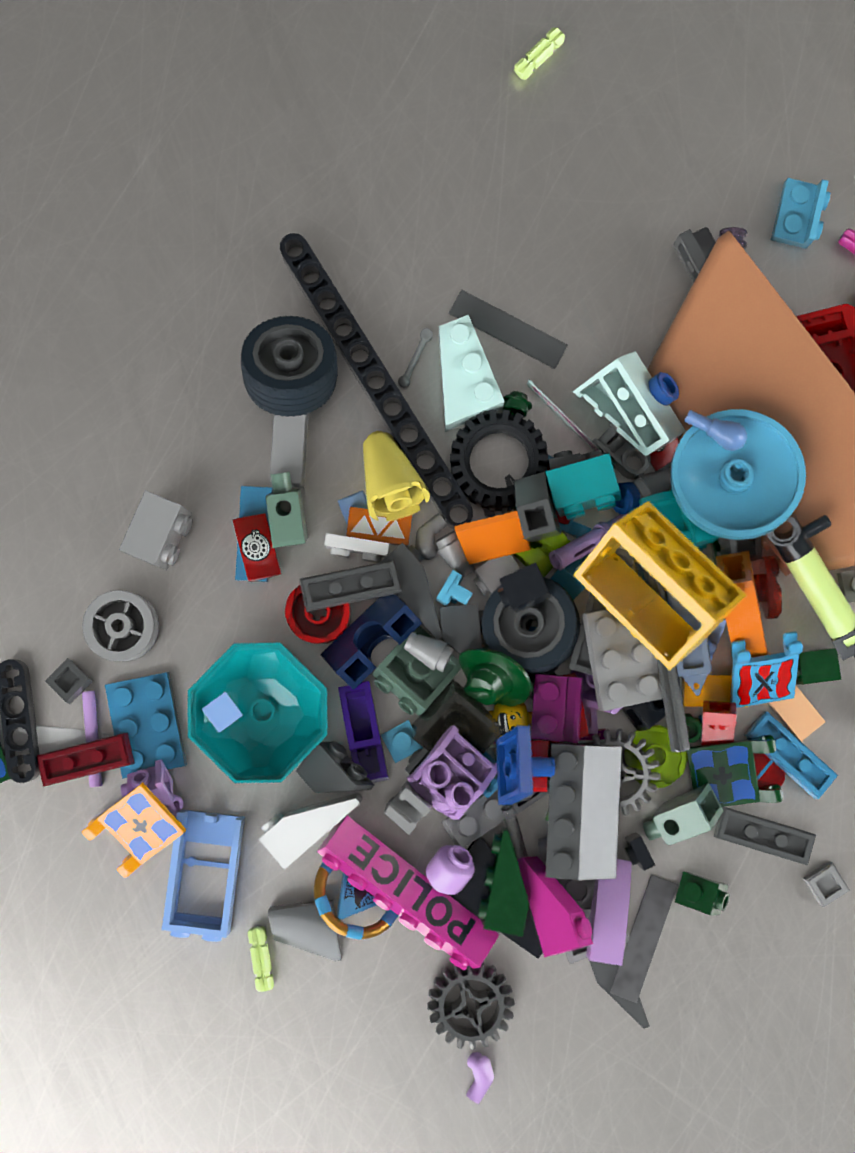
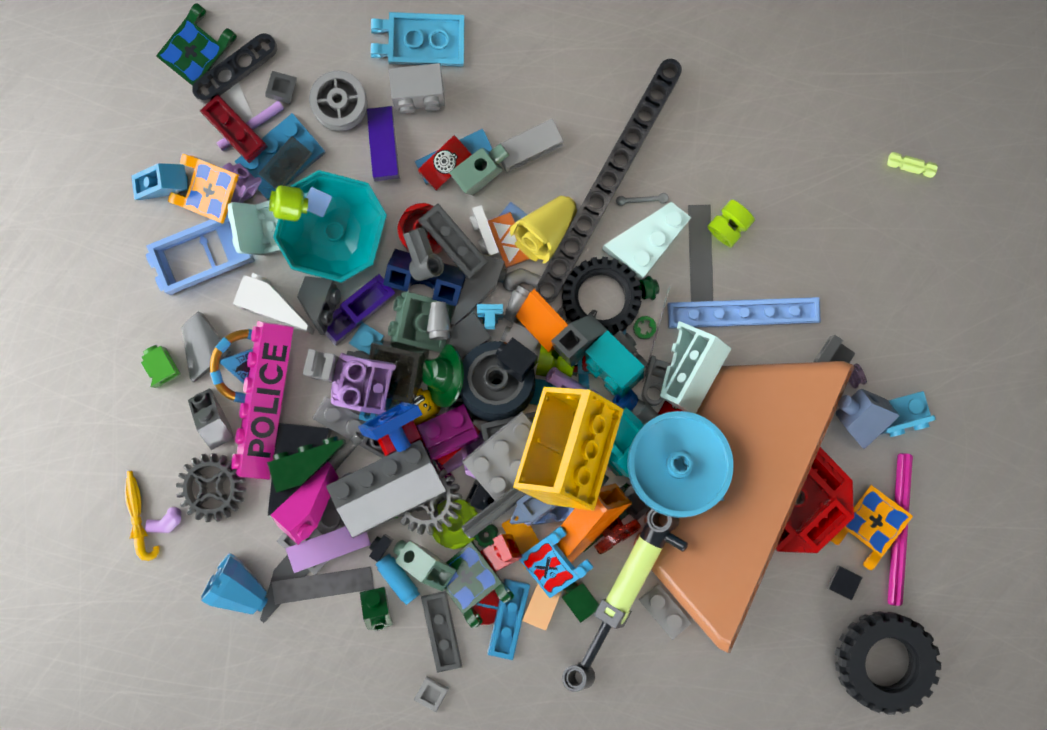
camera: 60 degrees right, 0 degrees up
(97, 874) = (159, 181): none -> dark azure slope
(103, 498) = (420, 39): none -> medium azure tile
(158, 723) = (285, 163): none -> clear smoke plate
(196, 603) = (382, 143): none -> dark purple slope
(207, 745) = (288, 203): none -> lime head
(209, 796) = (253, 228): none -> light aqua bracket
(260, 958) = (163, 325): yellowish green axle -> none
(289, 365) = (583, 113): black wheel -> none
(303, 987) = (159, 365): none -> bright green window
(356, 630) = (424, 262): none -> dark grey piece
(394, 963) = (210, 419): none -> dark grey slope
(443, 1101) = (134, 502): none -> yellow piece
(450, 869) = (295, 418): lavender head -> none
(494, 266) = (737, 217): none -> lime wheel
(556, 423) = (652, 324): none -> green bush
(597, 1040) = (234, 588): none -> dark azure cone
(598, 318) = (744, 312): none -> light blue tile
(663, 388) = (715, 382): blue tile -> none
(683, 853) = (397, 579): none -> dark azure piece
(727, 434) = (703, 441): medium blue piece -> none
(785, 250) = (865, 415): none -> sand blue torso

